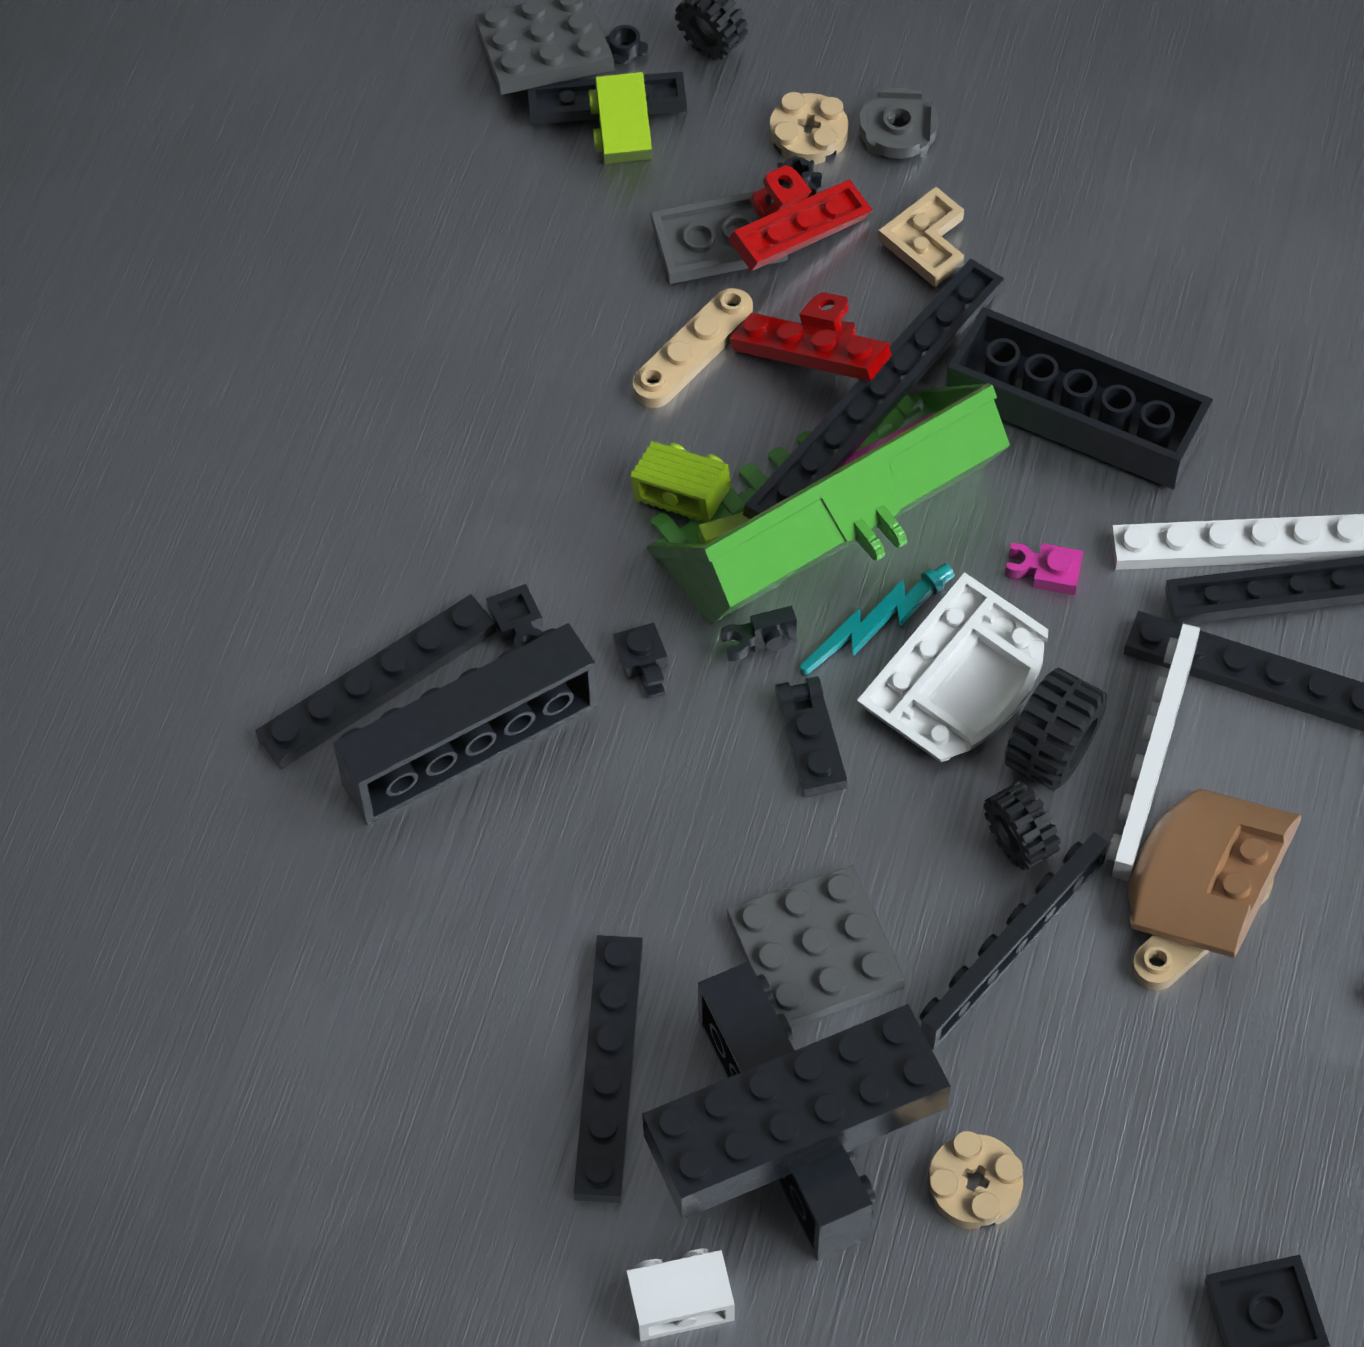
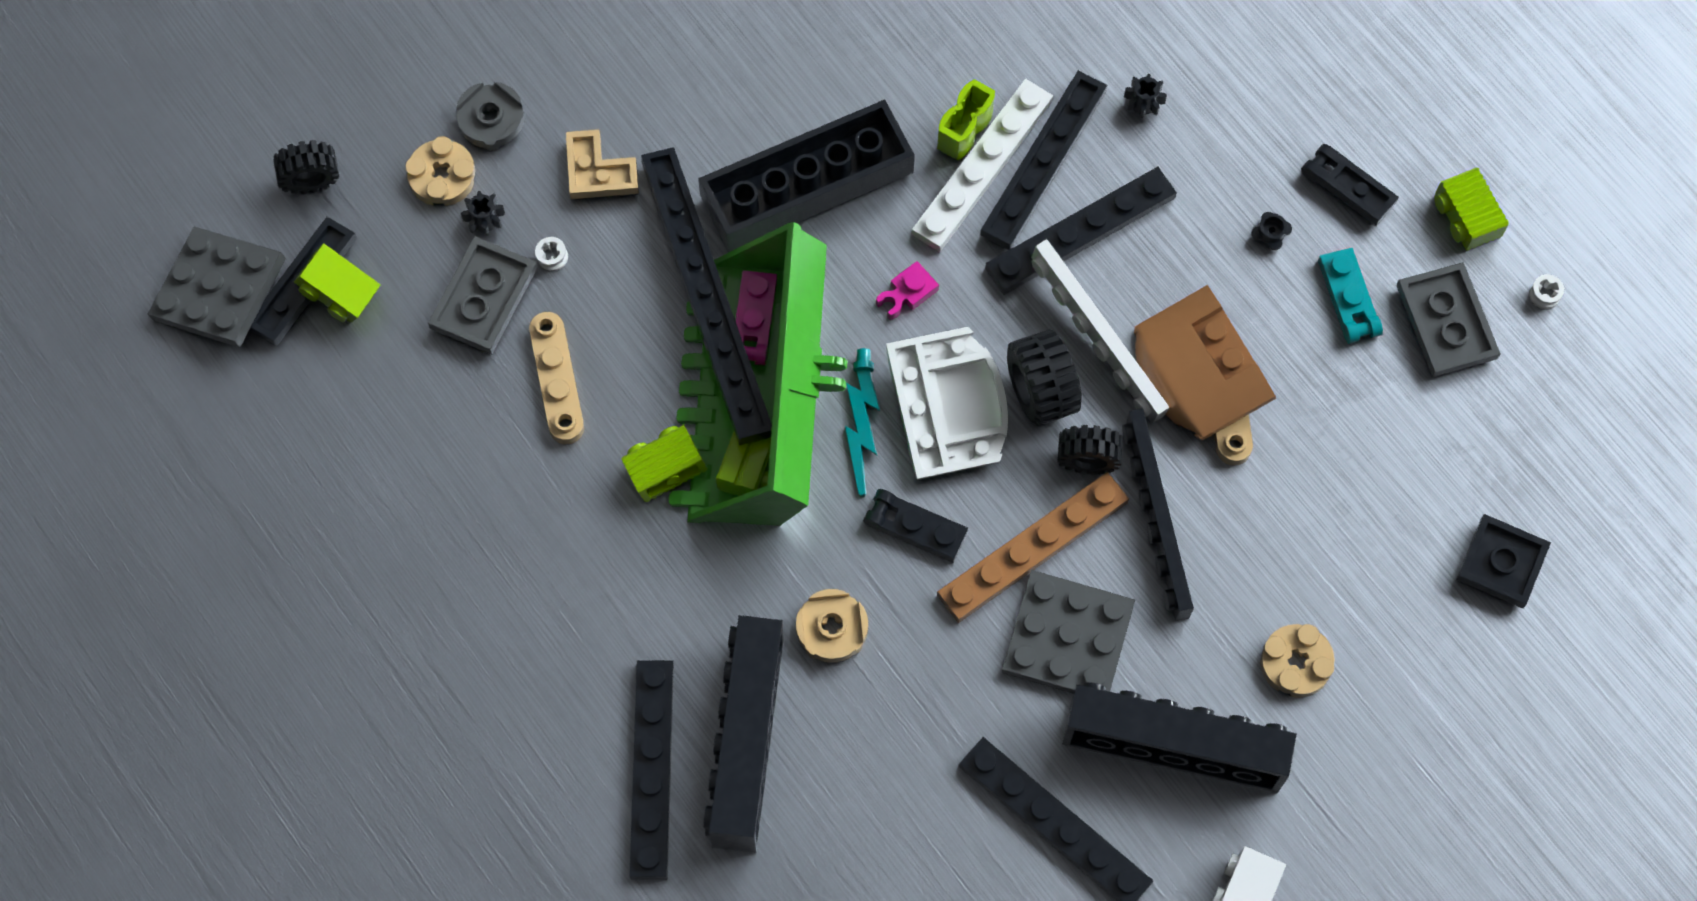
camera: 55 degrees left, 10 degrees up
(516, 615) = (679, 642): black plate -> none
(626, 44) = (265, 226): black plate -> none
(643, 654) = (771, 583): black plate -> none
(647, 754) = (845, 610): none -> tan plate
(765, 631) = (823, 492): black plate -> none
(793, 218) = (520, 237): red plate -> none
(795, 1111) = (1211, 734): black brick -> none
(813, 272) = (549, 243): none -> white bush
(816, 342) = (628, 299): red plate -> none
(881, 853) = (1032, 547): none -> medium nougat plate
(1267, 487) = (965, 119): none -> lime brick

